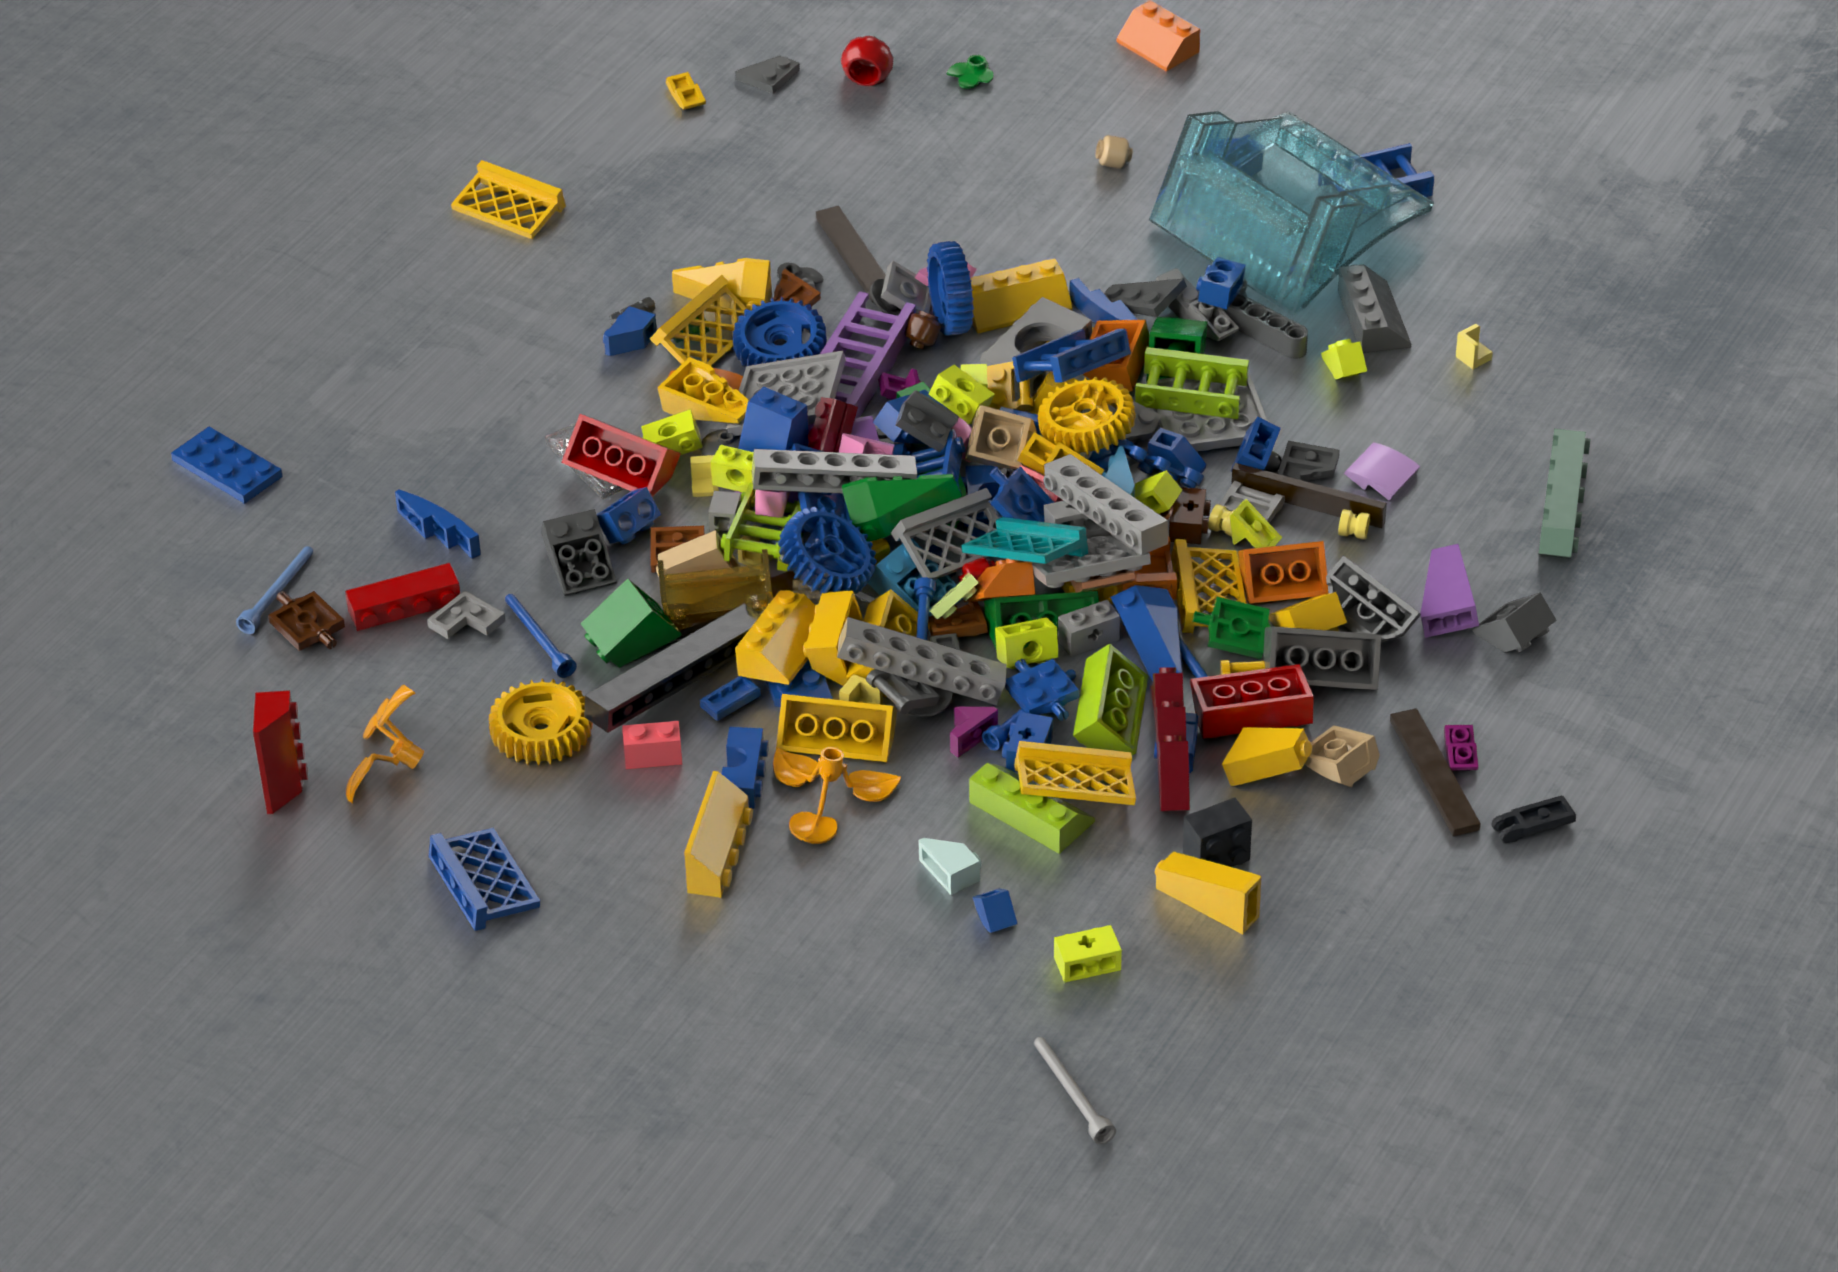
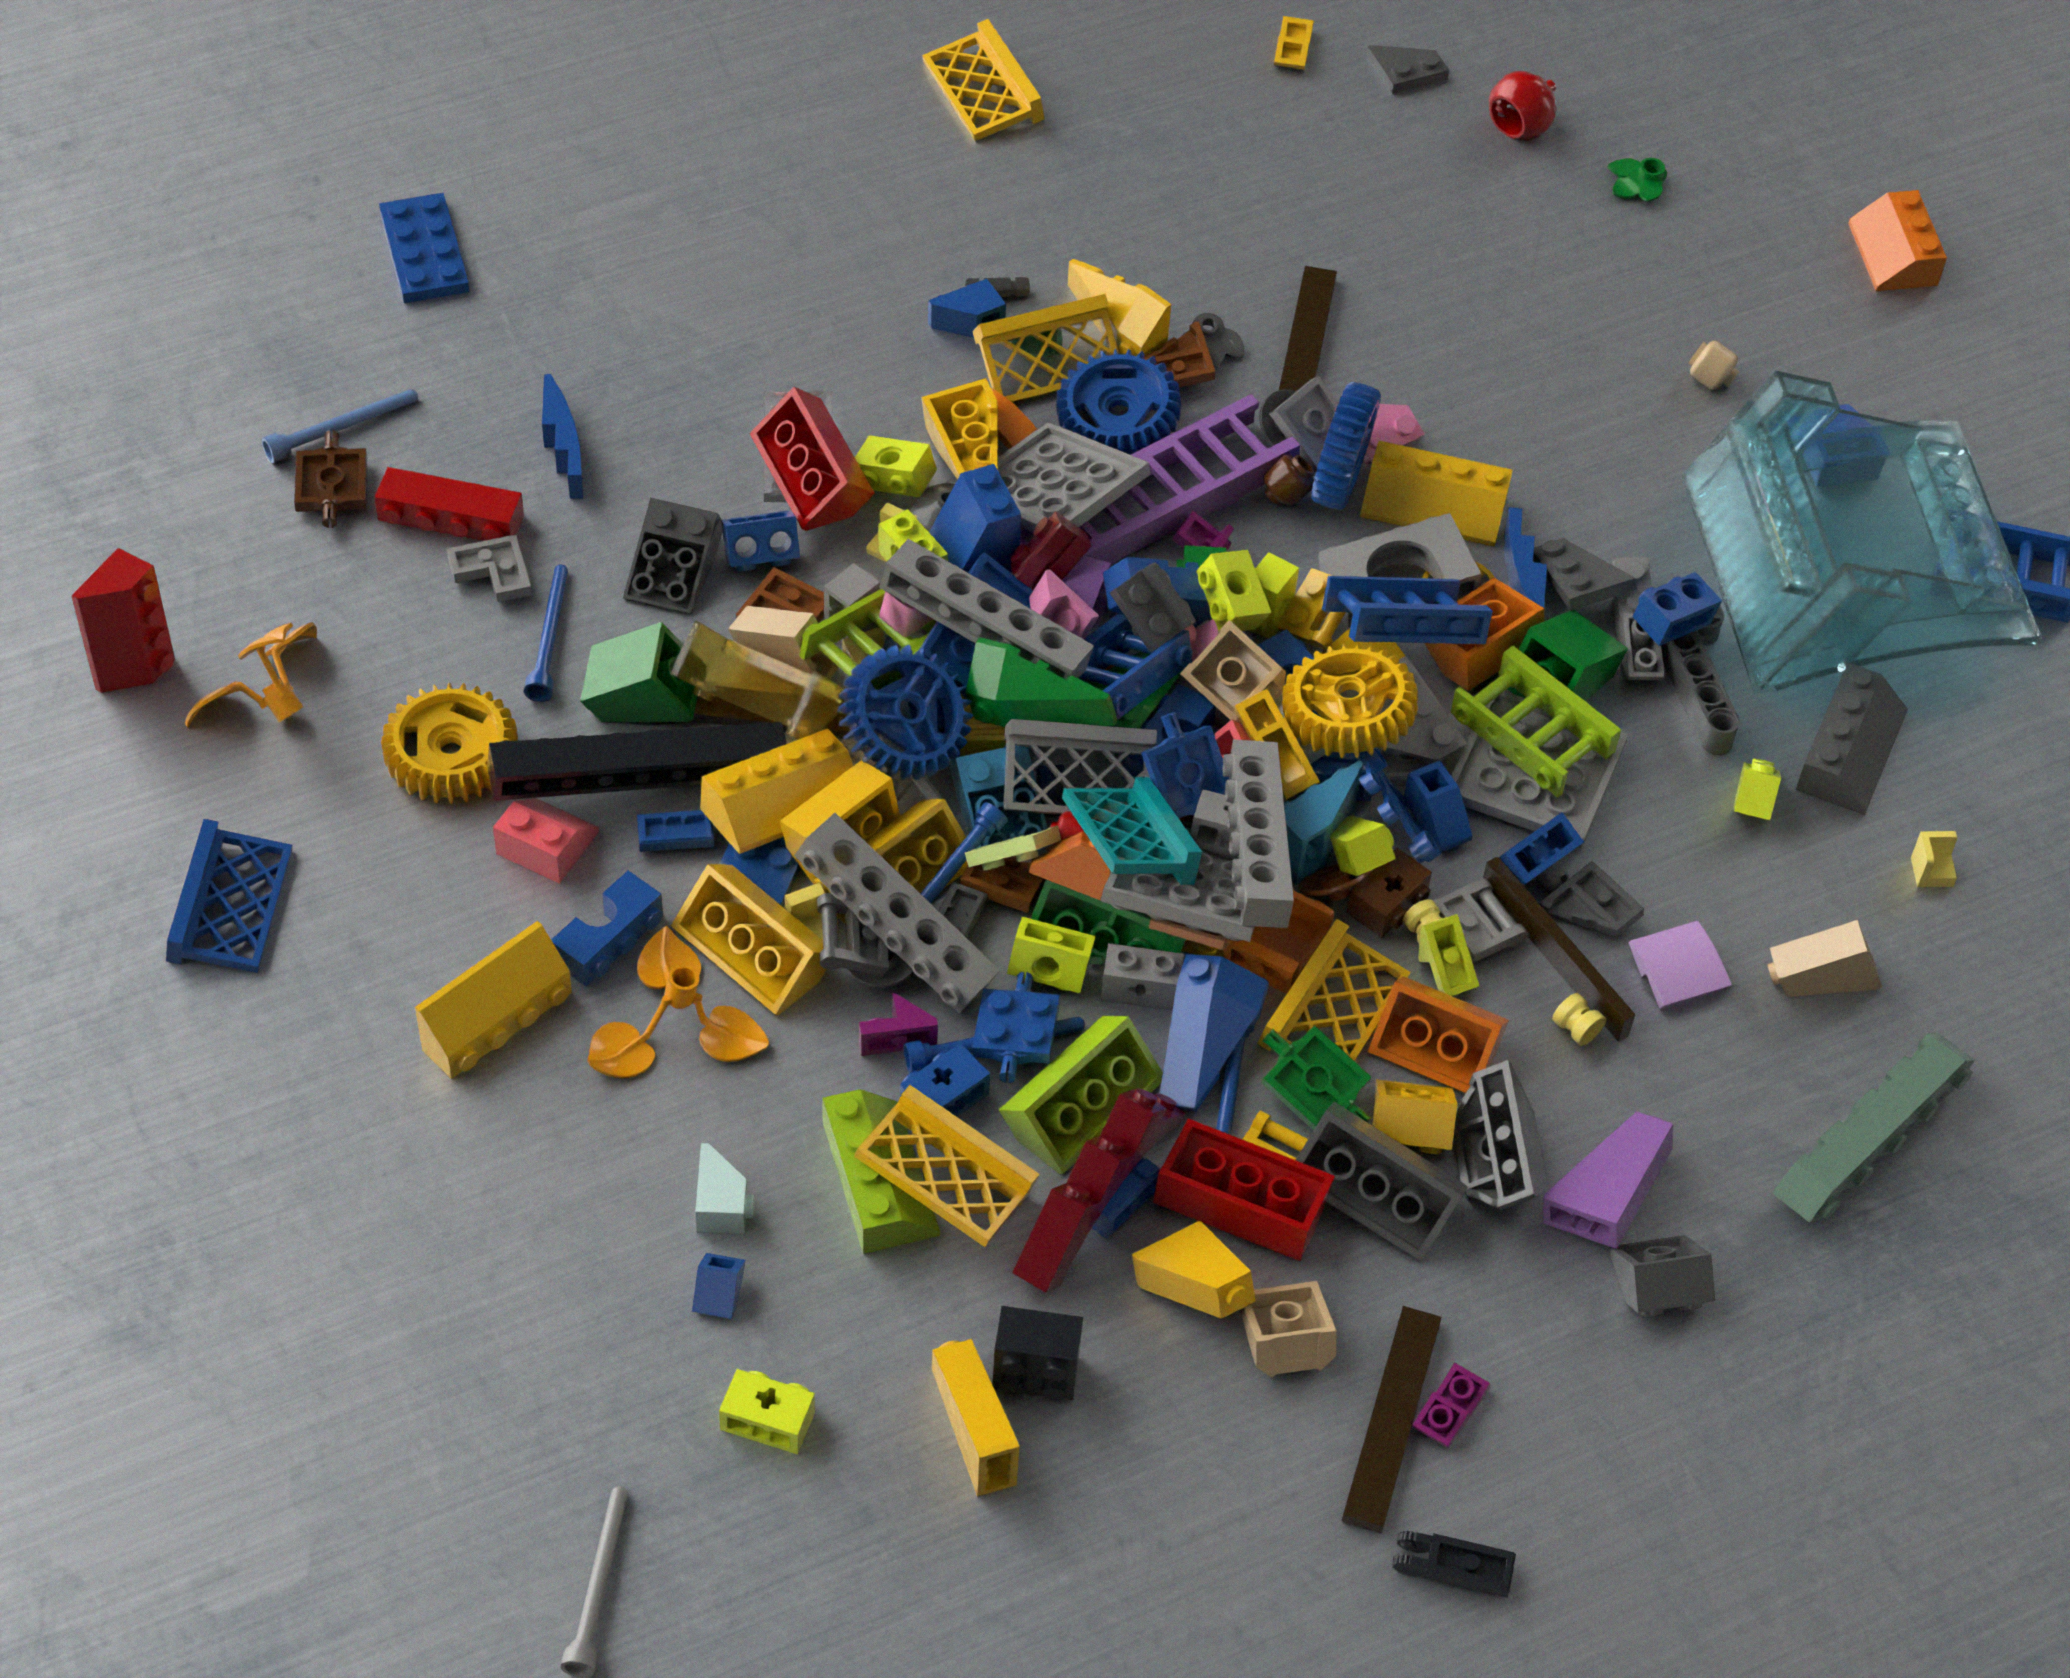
camera: 30 degrees right, 10 degrees up
(1464, 426) = (1825, 963): none -> tan slope

